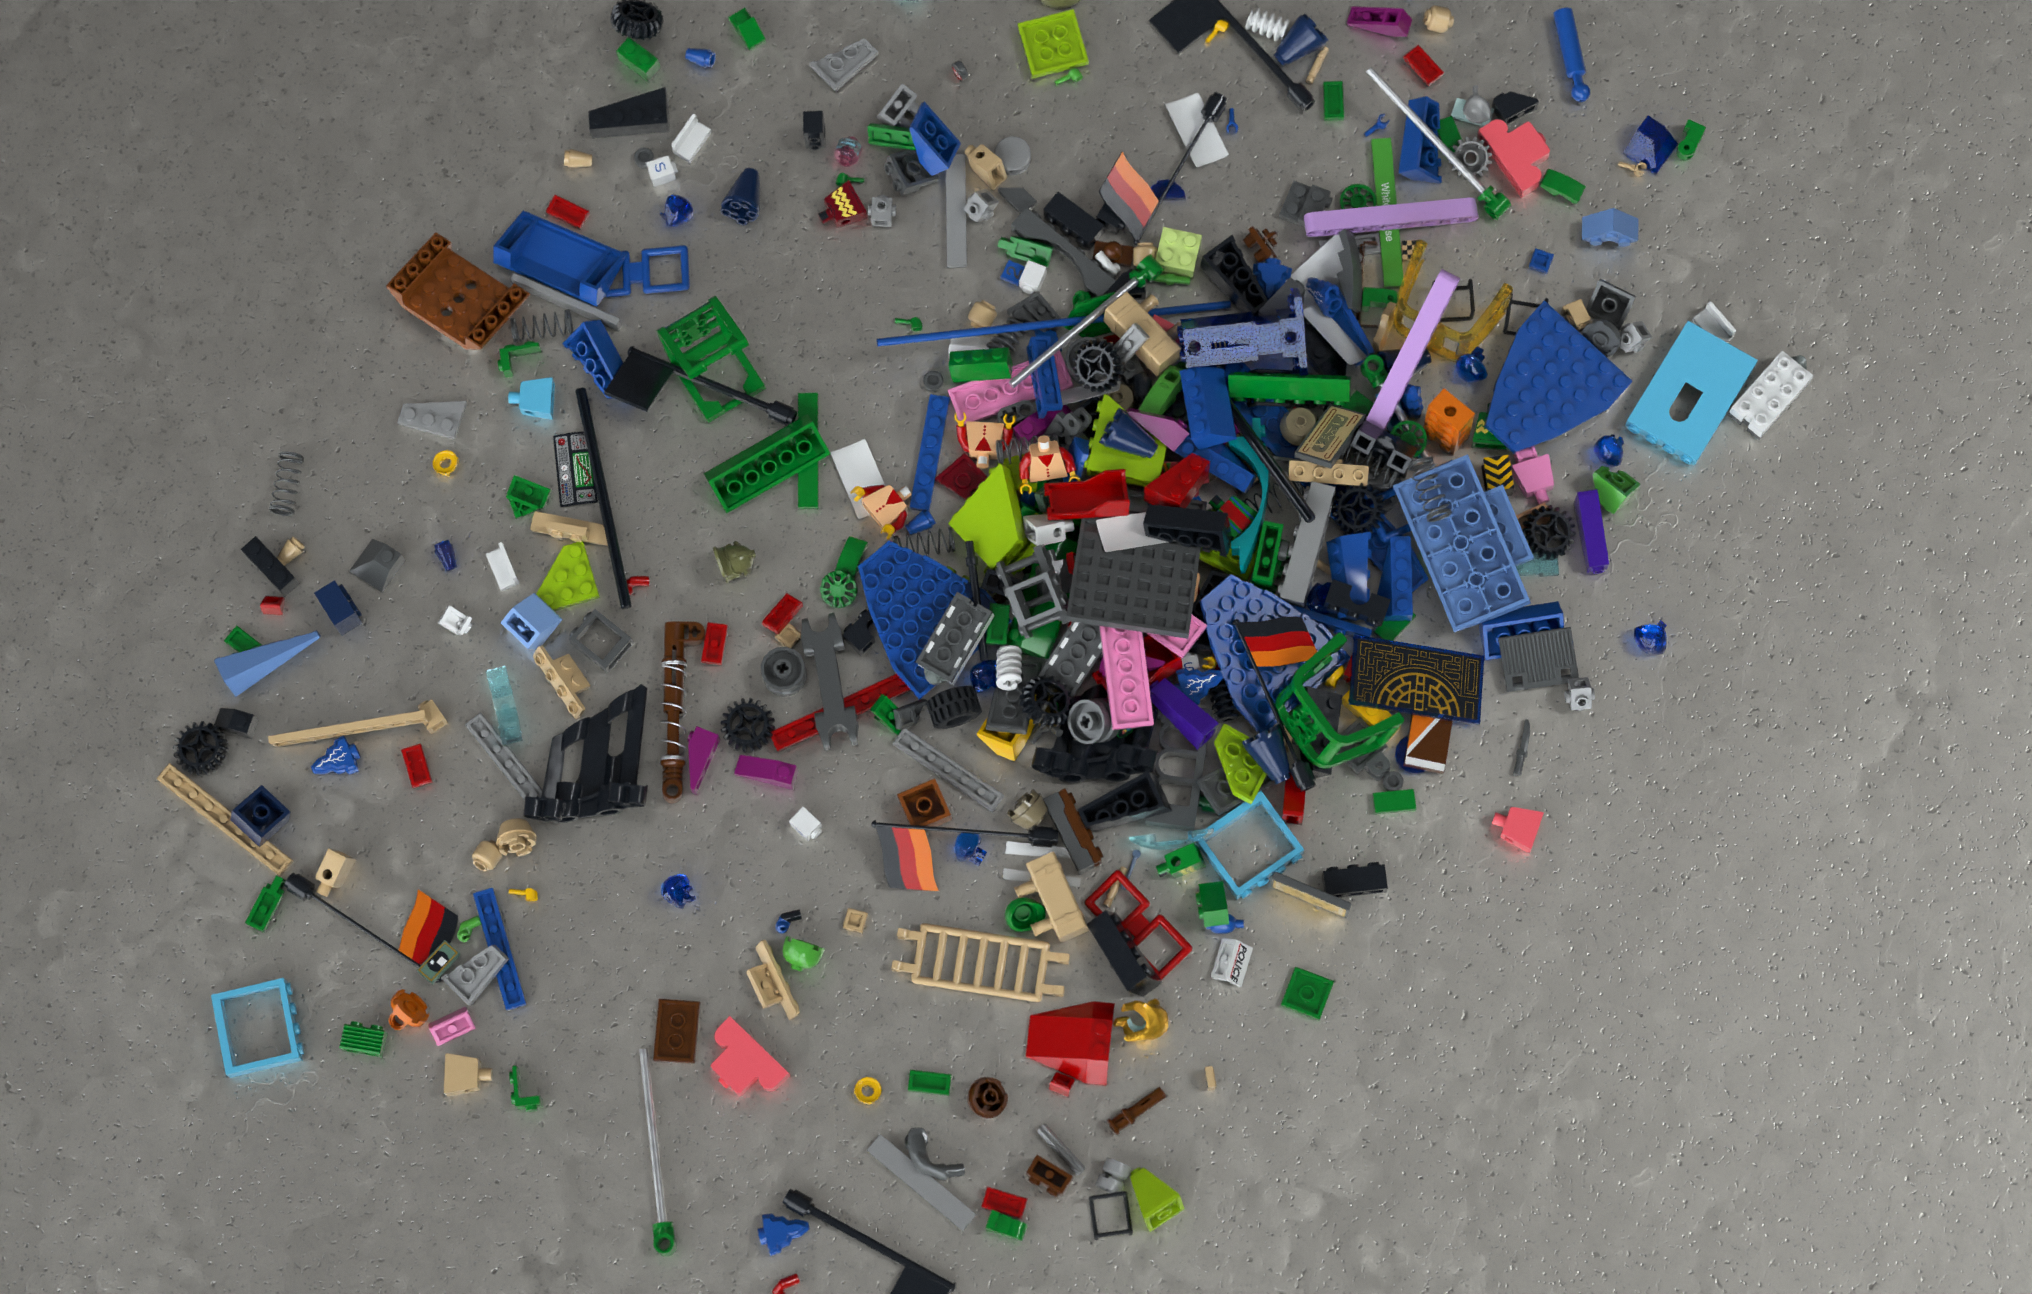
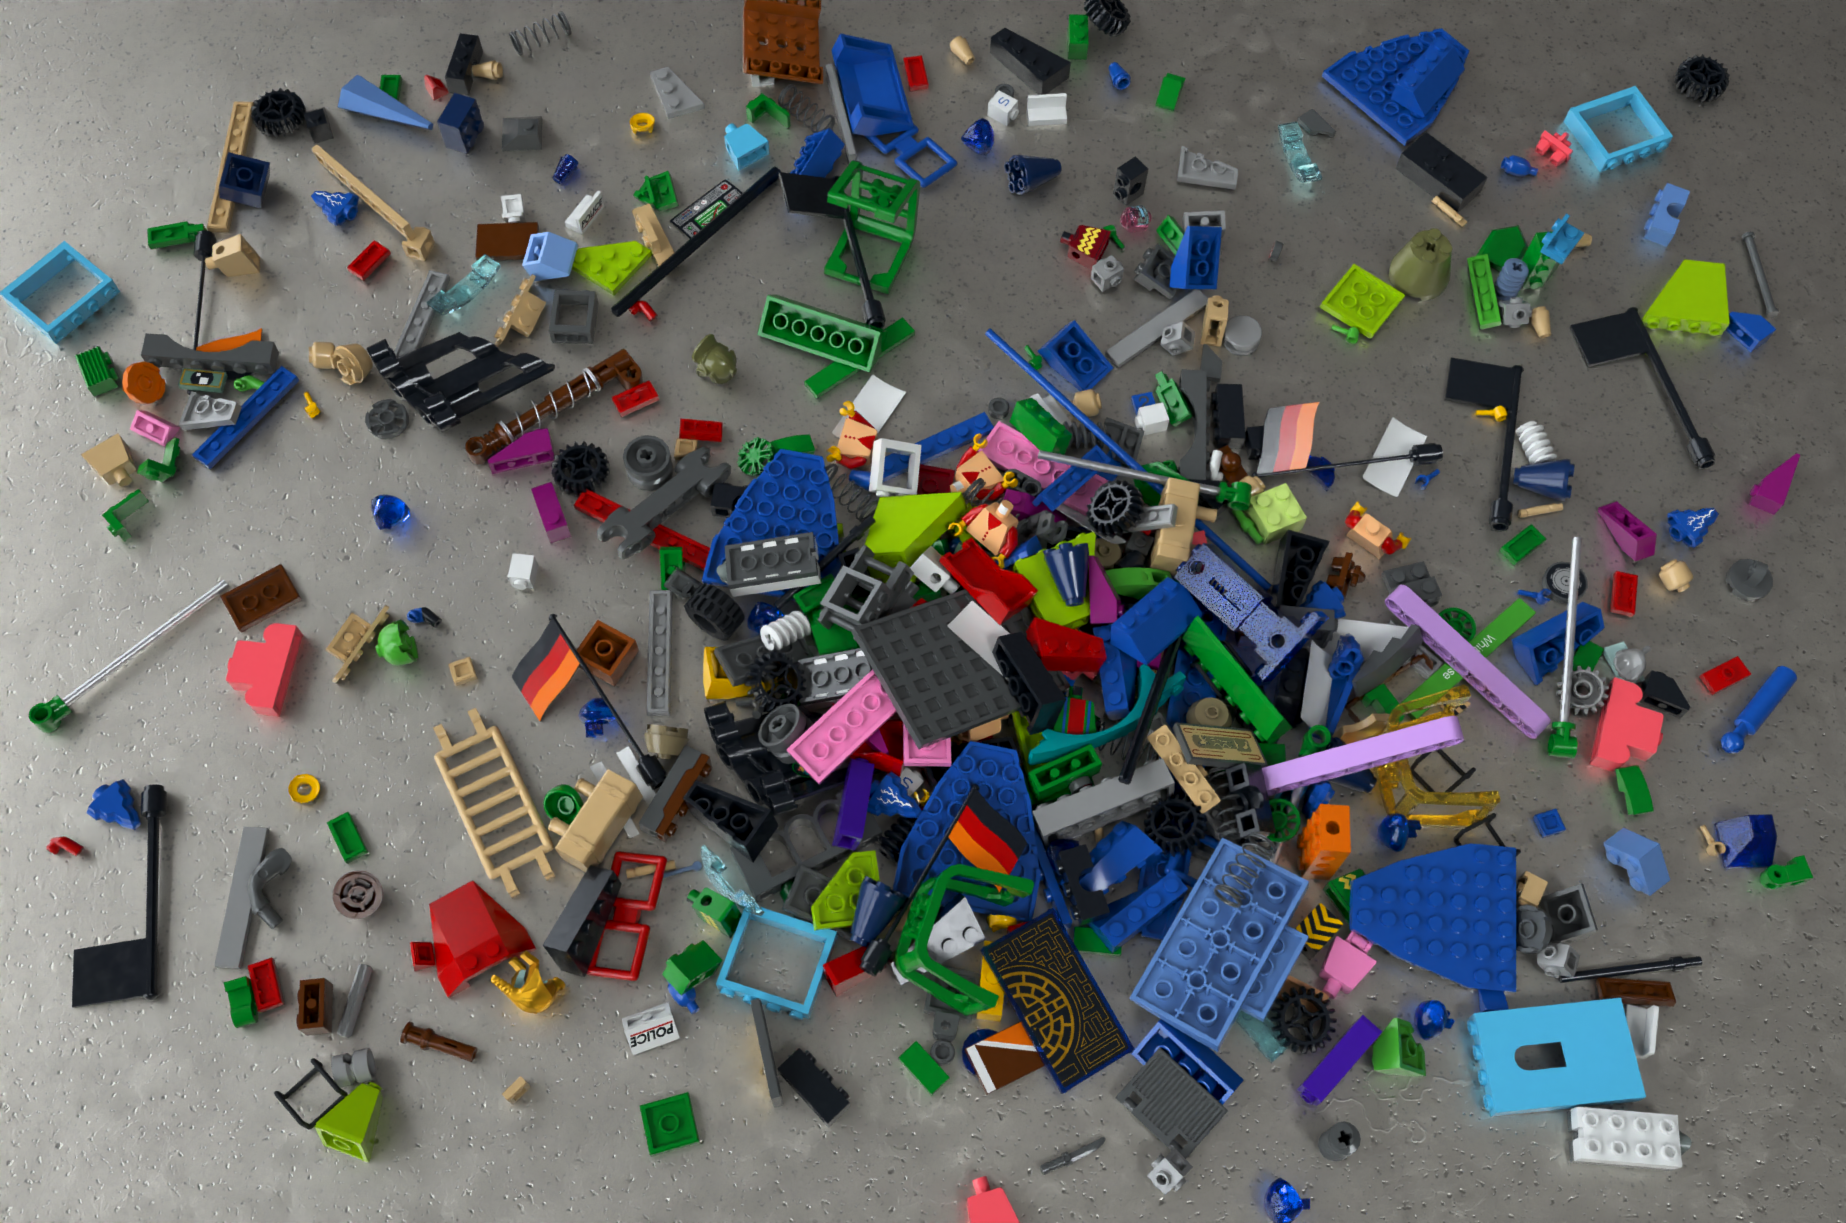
camera: 45 degrees right, 10 degrees down
(391, 974) = (252, 357): none -> dark grey arch
(481, 646) = (504, 240): none -> reddish brown tile
(497, 1032) = (161, 471): none -> green bracket
(583, 843) = (386, 419): none -> dark grey piece
(924, 505) = (877, 468): none -> white window
(936, 292) = (1075, 357): none -> blue slope
(1246, 200) = (1372, 534): none -> light nougat torso
(1379, 102) = (1557, 580): none -> tile
(1531, 52) = (1725, 675): none -> red plate
(1627, 401) = (1492, 1000): none -> blue slope
(1641, 573) = (1335, 1150): none -> dark grey piece
(1689, 305) = (1636, 991): none -> reddish brown tile
(1691, 264) = (1674, 963): none -> black bar

